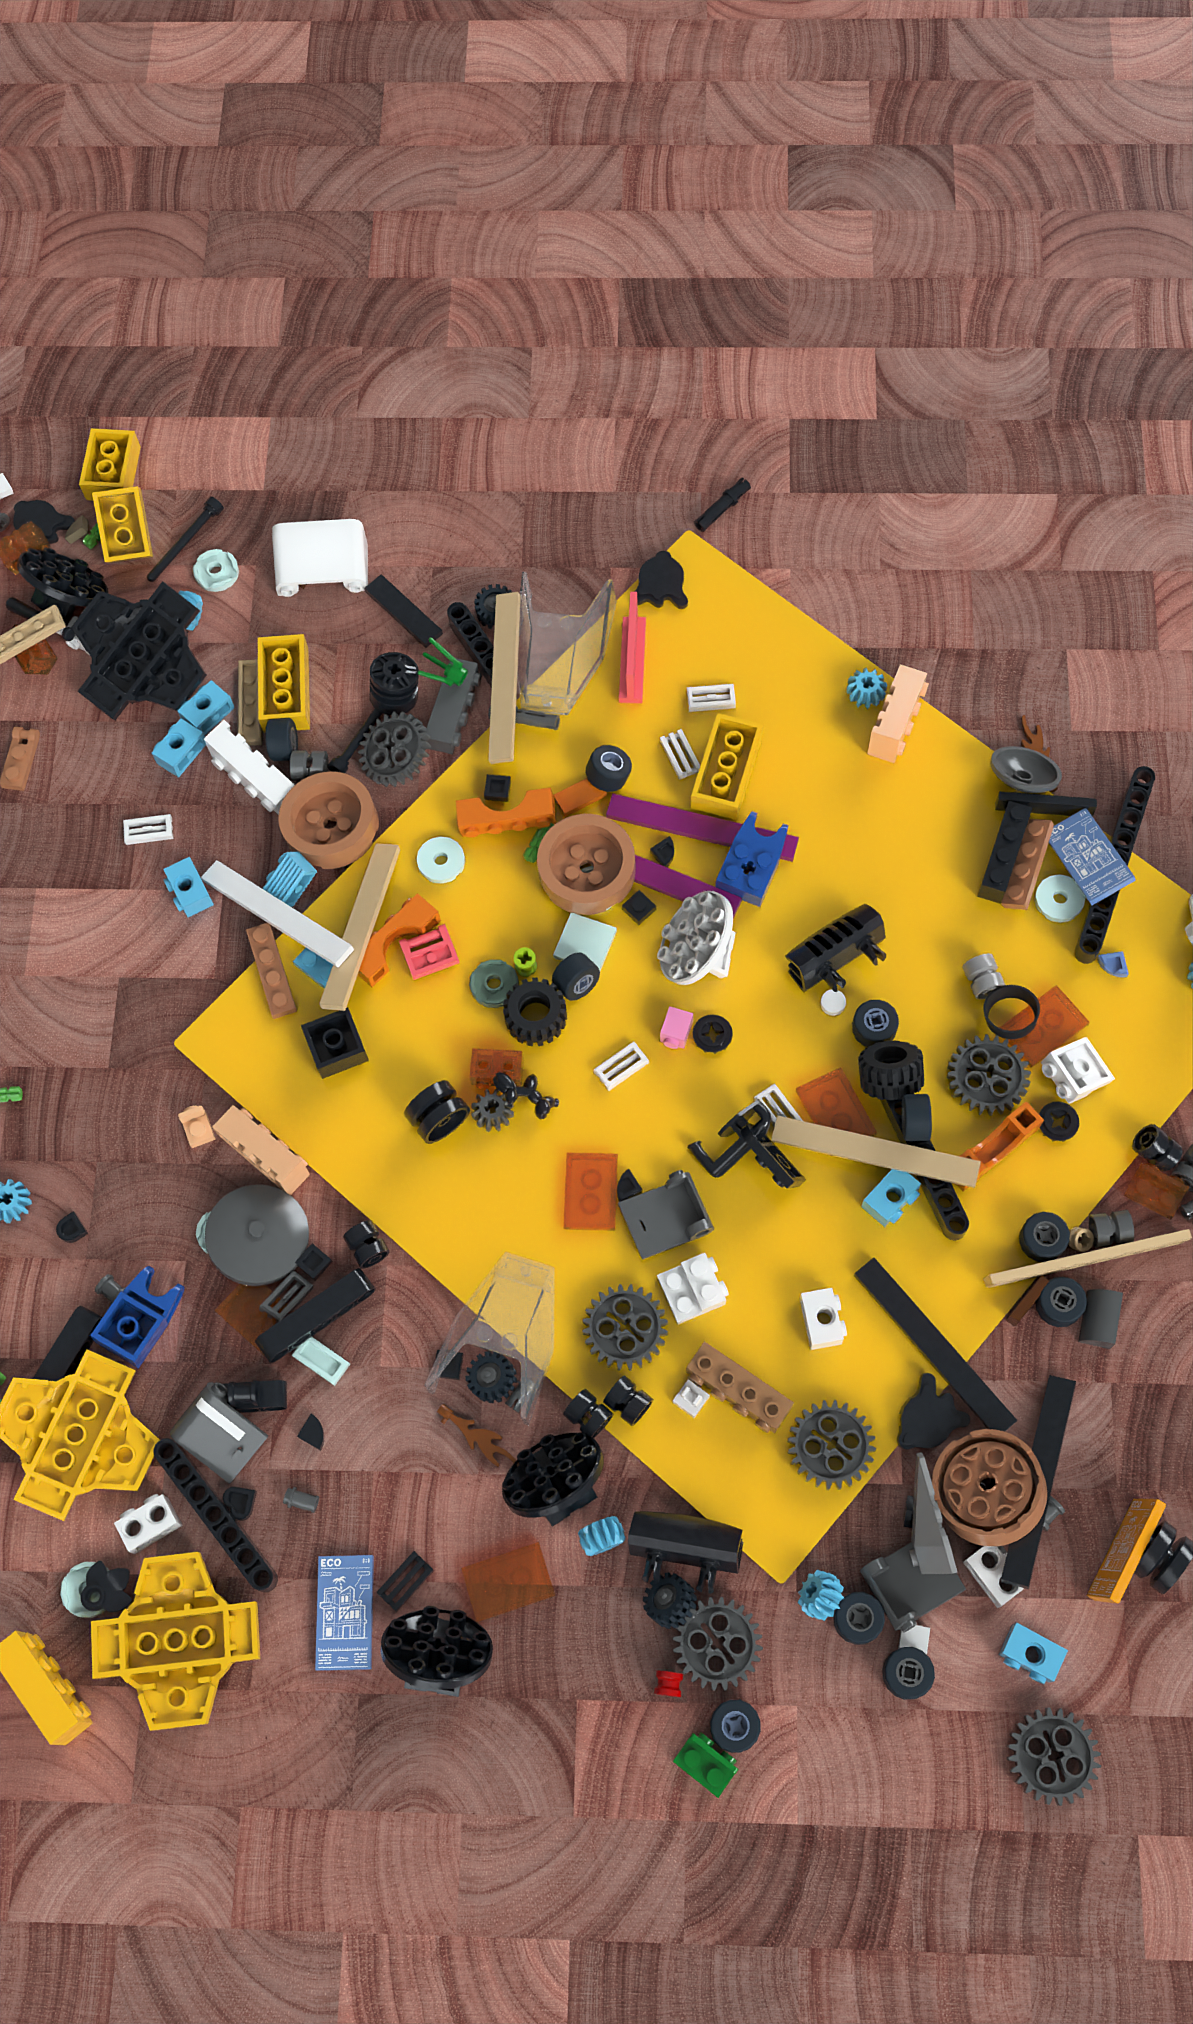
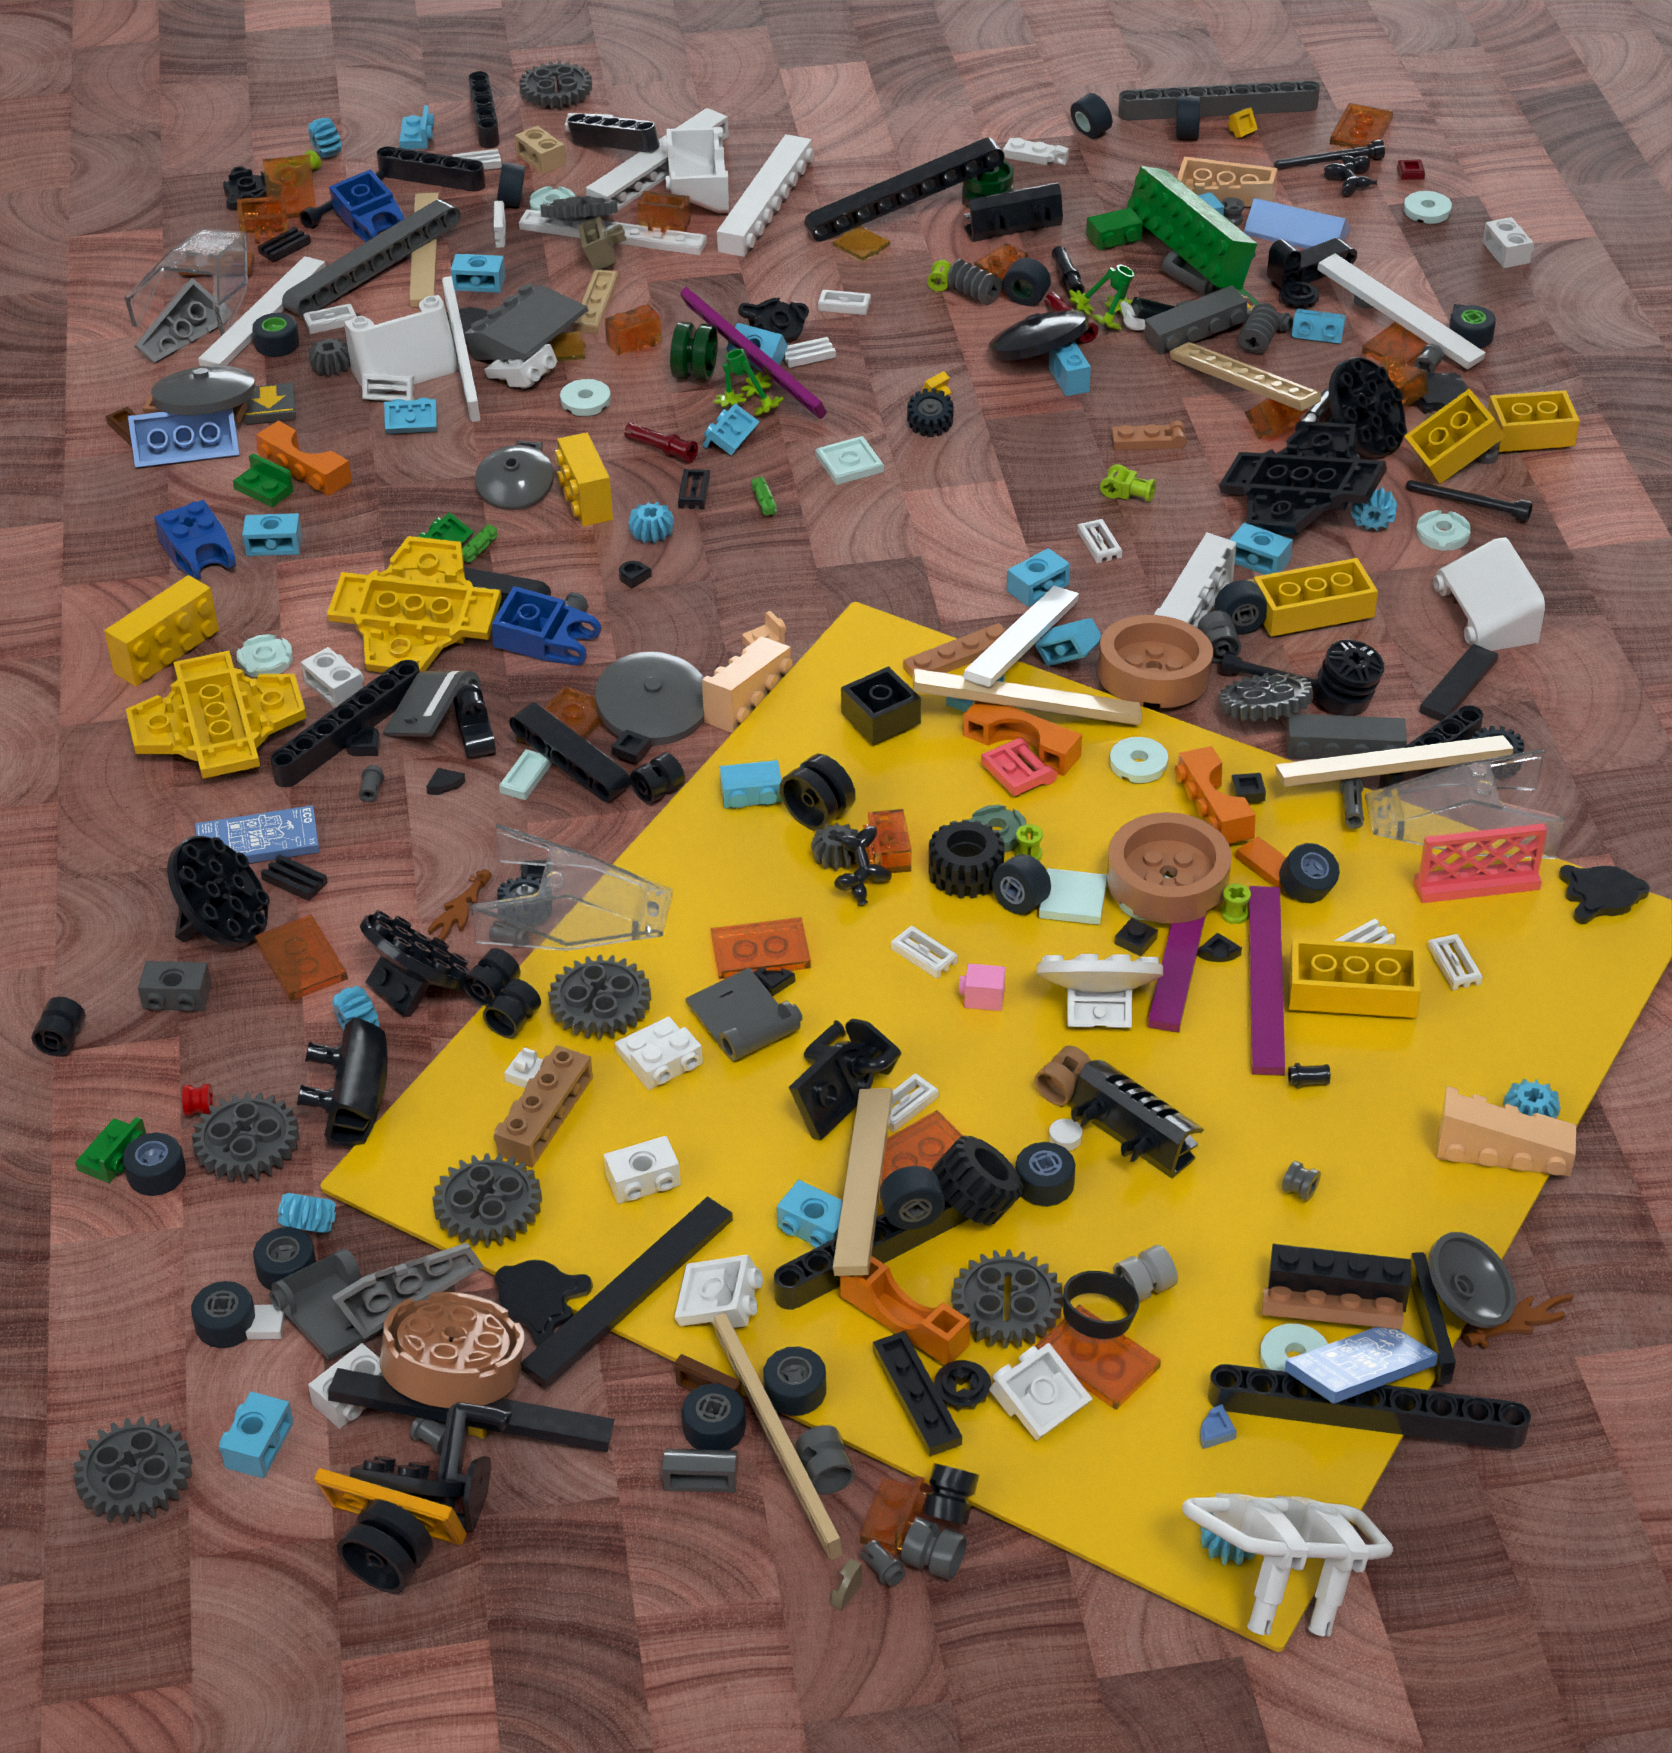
camera: 75 degrees right, 25 degrees down
(84, 790) = (1126, 484): none -> lime connector
(109, 1586) = (263, 658): black plate -> none
(179, 759) = (1193, 529): medium azure brick -> none
(273, 1313) = (590, 725): dark grey tile -> none
(399, 1166) = (750, 784): none -> medium azure brick
(454, 672) = (1379, 712): green plant -> none
(523, 1681) = (174, 986): none -> dark grey brick
(558, 1809) = (58, 1026): none -> black wheel
(628, 823) = (1236, 900): none -> lime bush
(669, 1601) = (284, 1078): black wheel -> none
(720, 1026) = (995, 1017): black gear -> none
(751, 853) = (1231, 1019): blue brick -> none
(783, 989) = (1059, 1077): none -> medium nougat wheel
(807, 829) = (1308, 1075): none -> black pin
(910, 853) = (1301, 1180): none -> dark grey wheel
(955, 1279) = (719, 1288): none -> white plate
(1063, 1154) = (917, 1393): none -> black plate
(1087, 1240) = (796, 1425): tan bush -> none
(1102, 1519) = (449, 1480): none -> black plate

